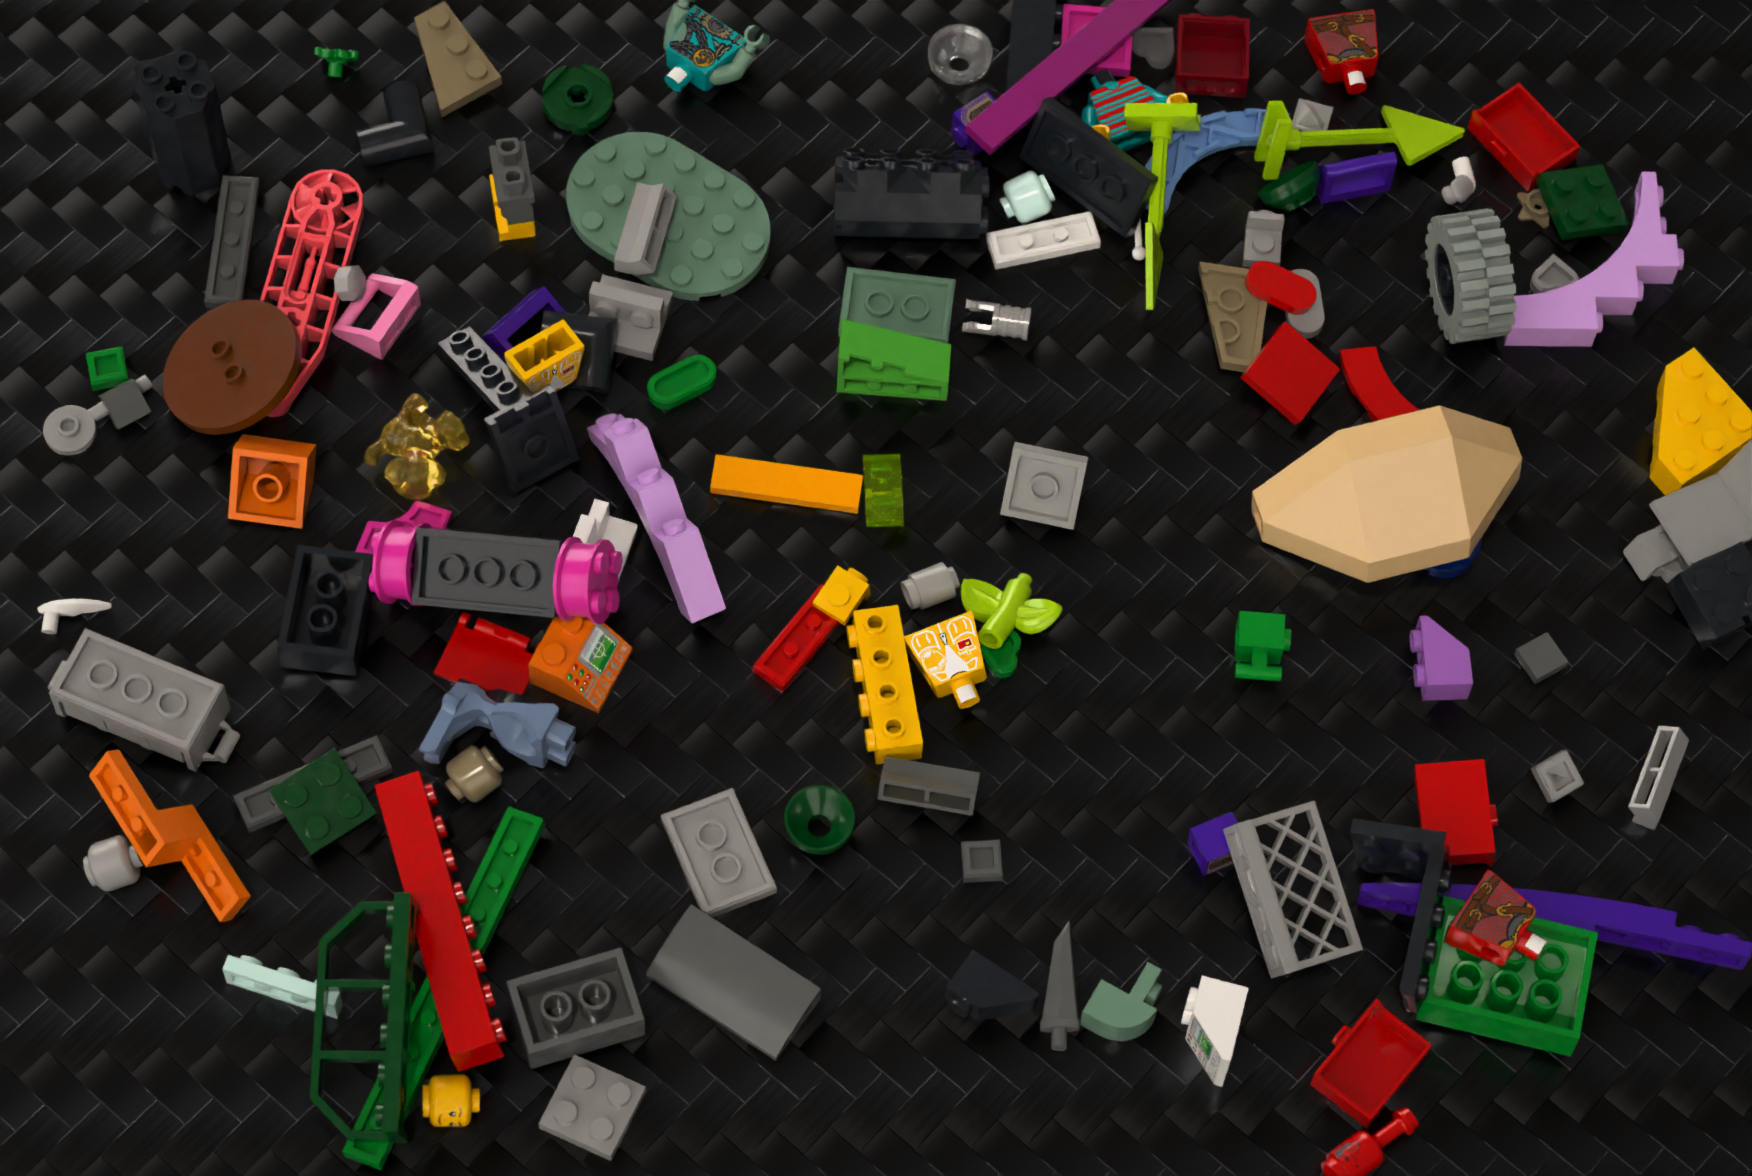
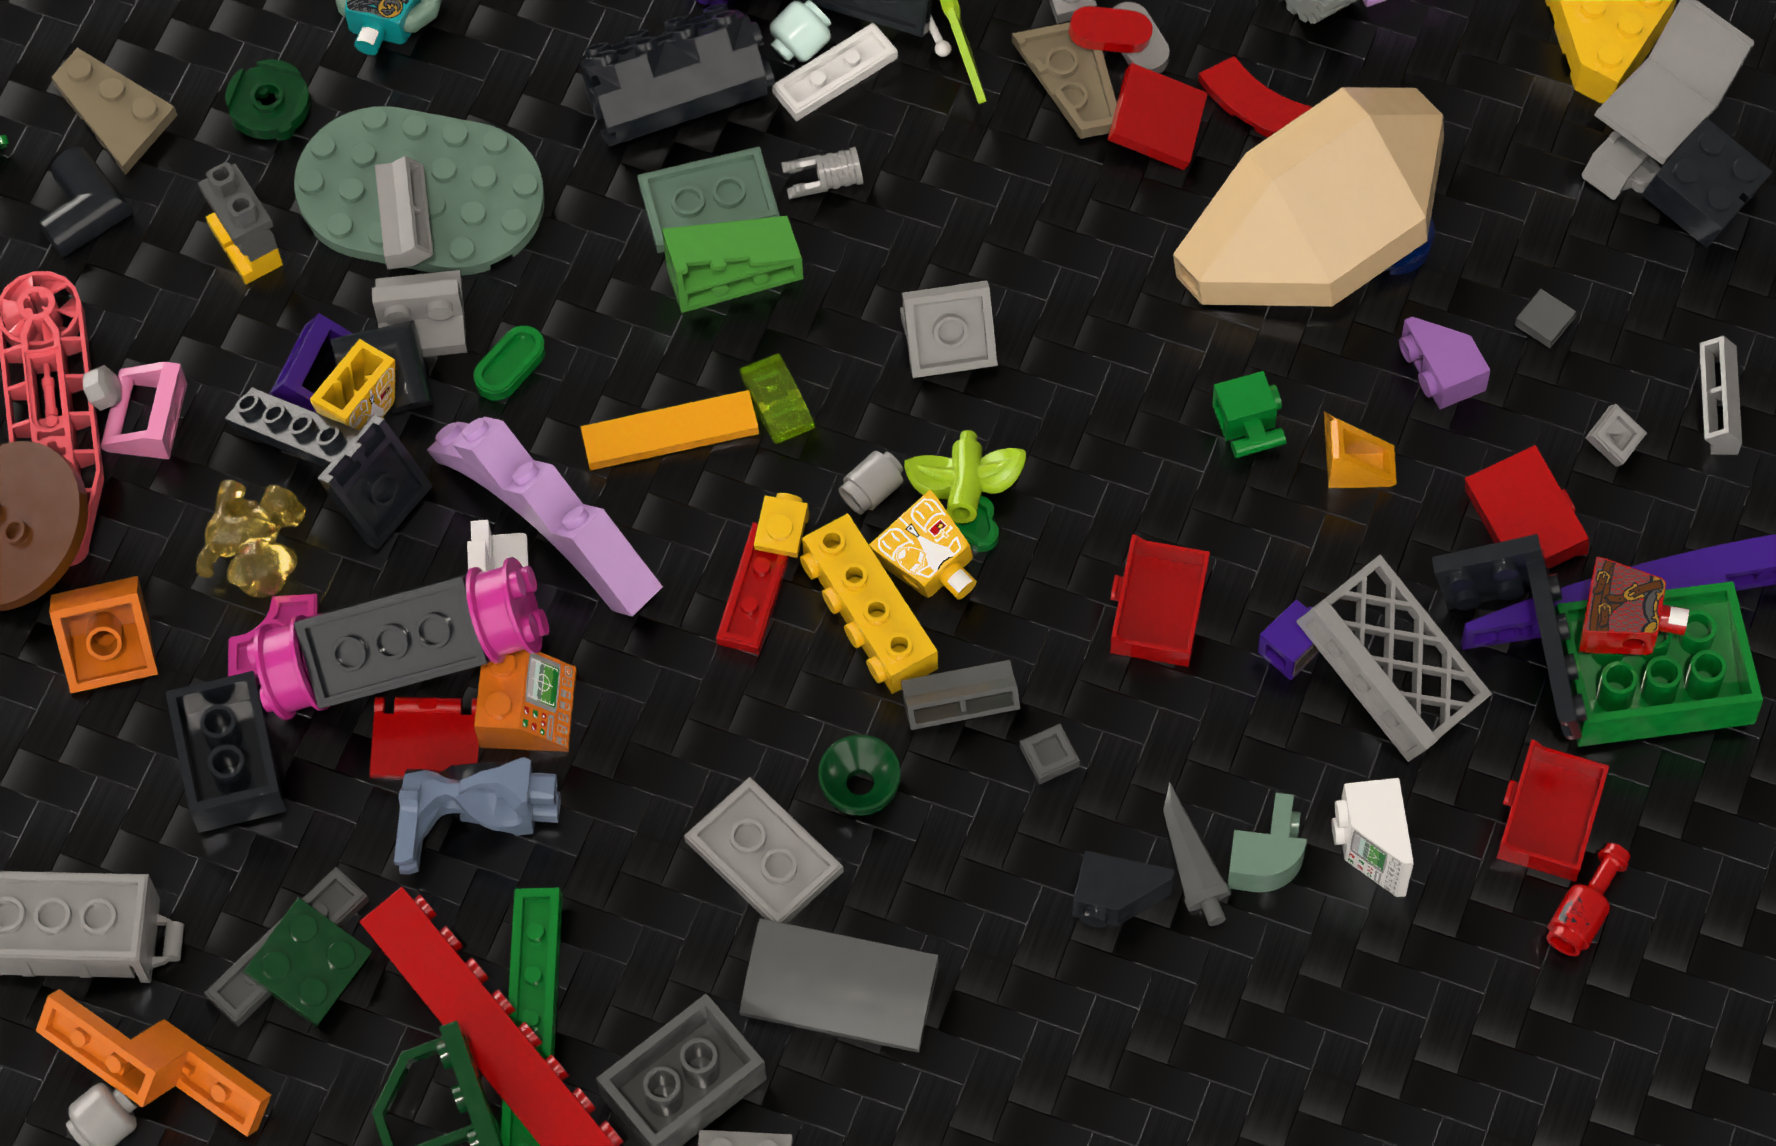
camera: 15 degrees left, 0 degrees up
(474, 773) = (461, 868): dark tan head -> none
(1121, 771) = (1158, 601): none -> red container
(1335, 714) = (1357, 457): none -> light orange slope

